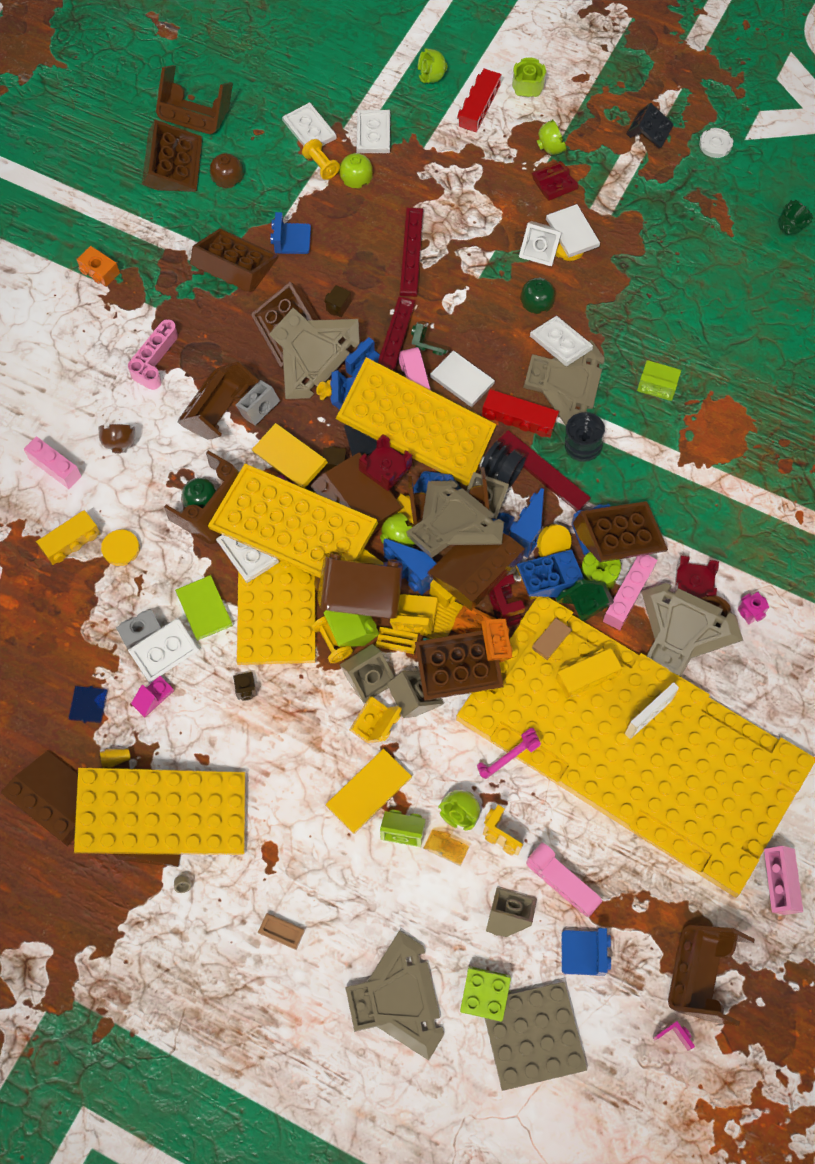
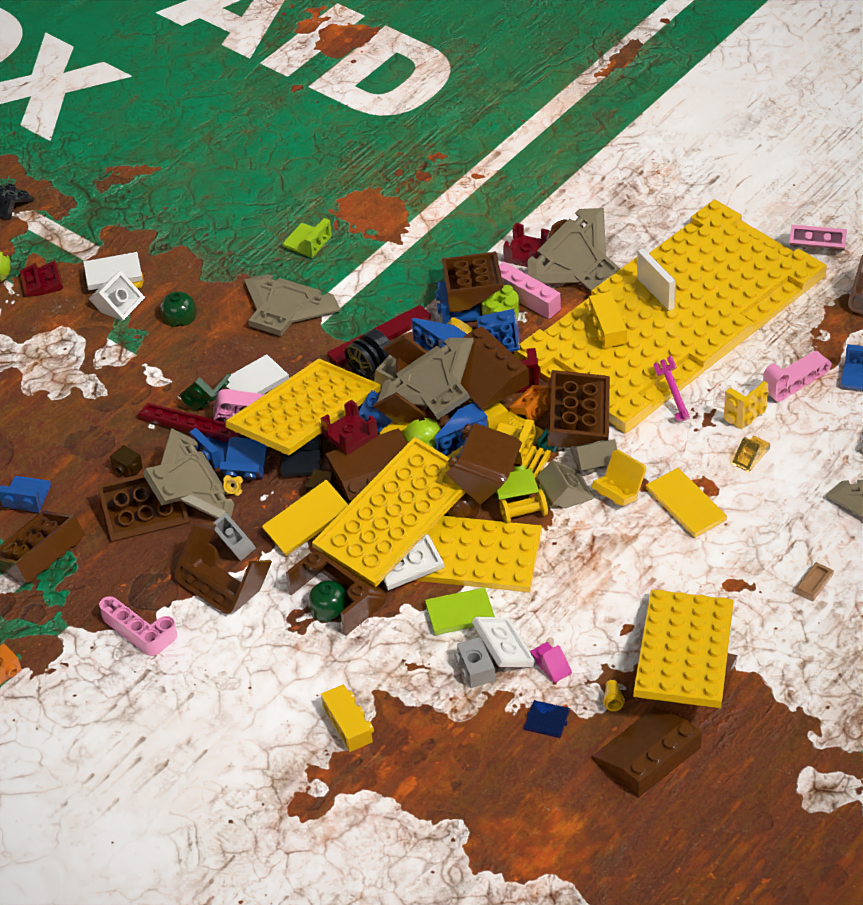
camera: 75 degrees left, 20 degrees down
(52, 462) = (248, 725): bright pink brick -> none
(117, 437) = (236, 662): reddish brown cylinder -> none
(120, 547) = (369, 676): yellow tile -> none
(178, 887) = (756, 651): dark tan hinge -> none
(245, 686) = (557, 584): dark brown bracket -> none
(402, 828) = (730, 475): lime slope -> none
(411, 252) = (83, 400): dark red tile -> none
(460, 809) = (719, 432): lime cylinder -> none
(497, 639) = (558, 364): orange bracket -> none
(510, 913) = (821, 414): dark tan slope -> none
(520, 413) = (312, 339): red brick -> none
(551, 639) = (566, 342): medium nougat tile -> none
(561, 341) = (239, 298): white tile -> none
(584, 436) = (357, 293): black wheel -> none
(587, 596) = (531, 313): dark green bracket -> none
(716, 143) = (46, 159): white tile -> none
(753, 607) = (563, 210): dark pink brick -> none
(795, 217) = (164, 118): dark green hair -> none

